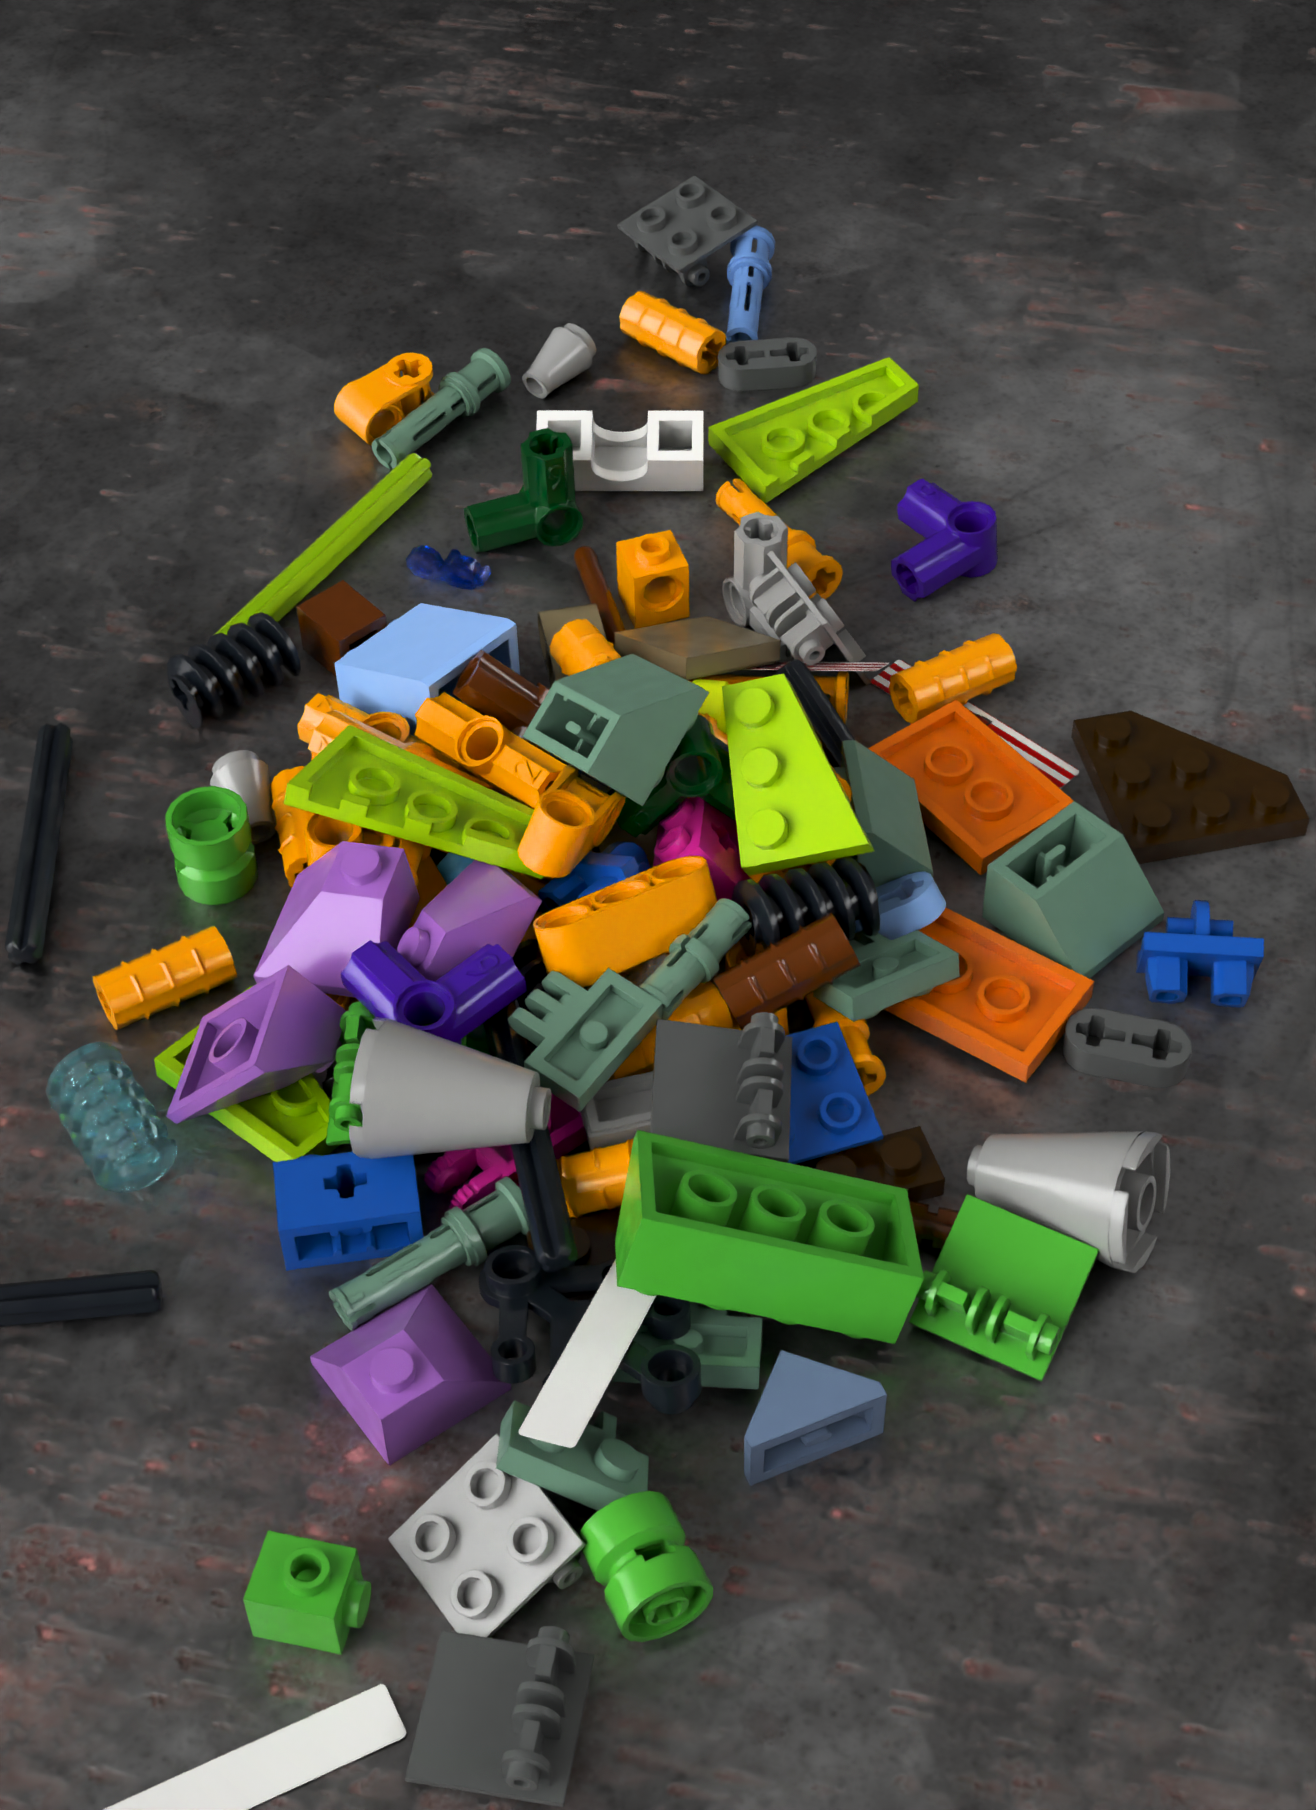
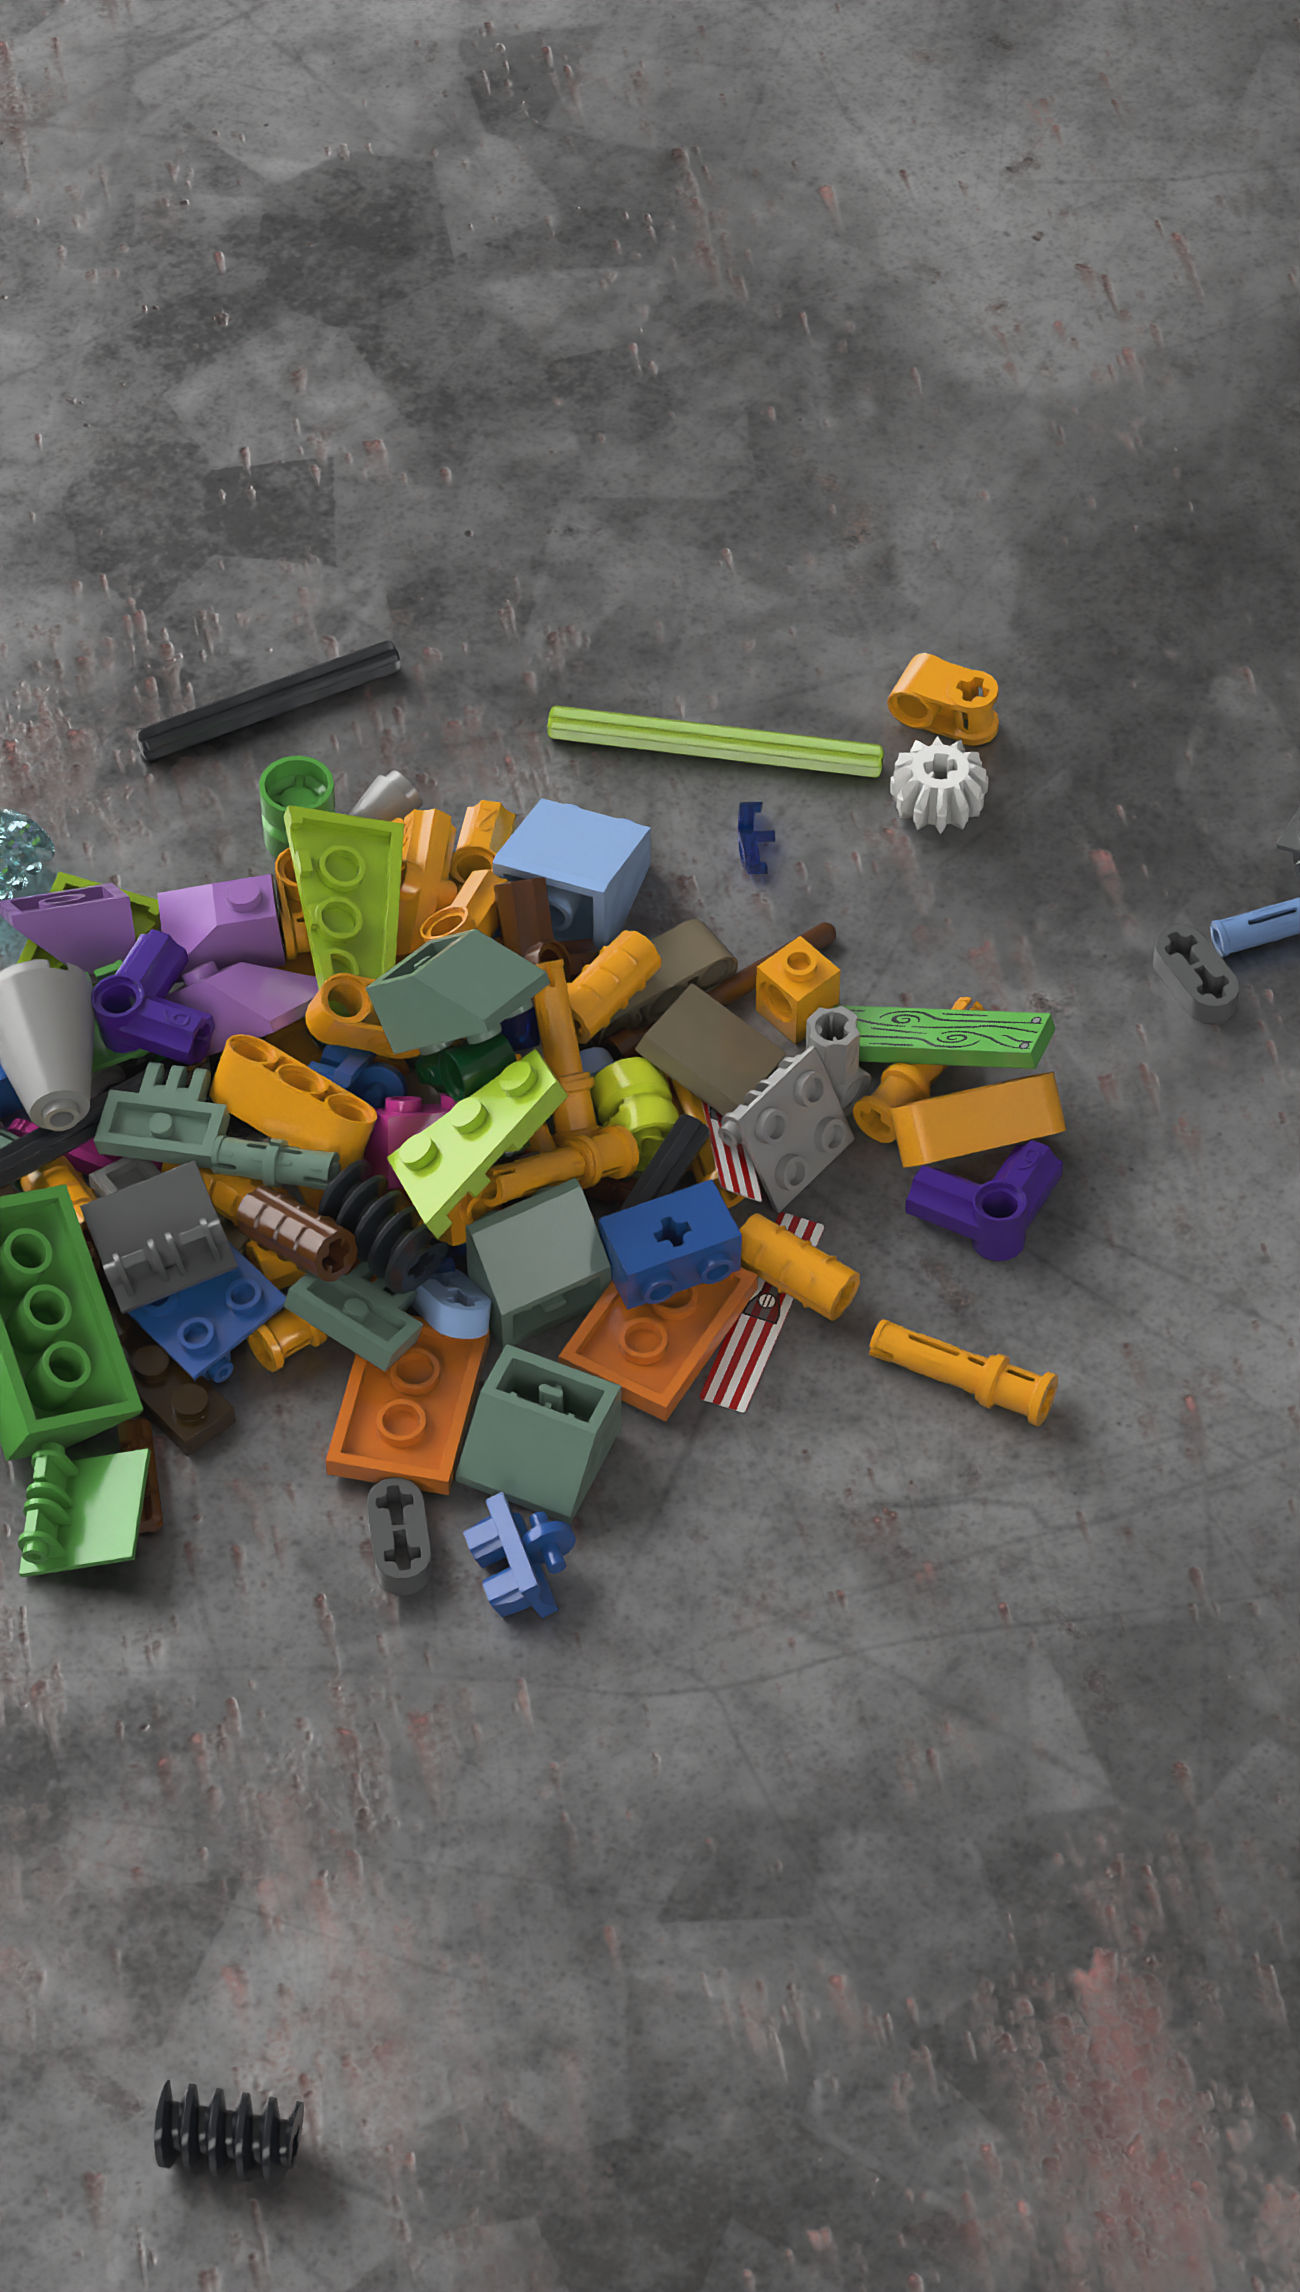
camera: 65 degrees right, 5 degrees up
(165, 977) = (153, 844): light orange axle -> none
(229, 664) = (513, 736): black piece -> none
(337, 623) = (613, 783): reddish brown brick -> none
(457, 397) = (996, 747): sand green pin -> none
(479, 433) = (939, 784): none -> white gear
(542, 507) = (848, 860): dark green piece -> none
(561, 358) = (1091, 805): light grey cone -> none
(657, 457) = (954, 897): white arch -> none
(672, 332) = (1188, 874): light orange axle -> none
(777, 490) = (952, 1036): none -> bright green tile
(805, 430) = (1124, 1044): lime wing -> none
(865, 513) = (978, 1119): none -> light orange beam
(918, 723) = (671, 1244): none -> blue brick
(1080, 1185) = (196, 1539): light grey cone -> none
(1131, 599) = (990, 1379): none -> light orange pin
(1180, 792) = (747, 1493): dark brown plate -> none

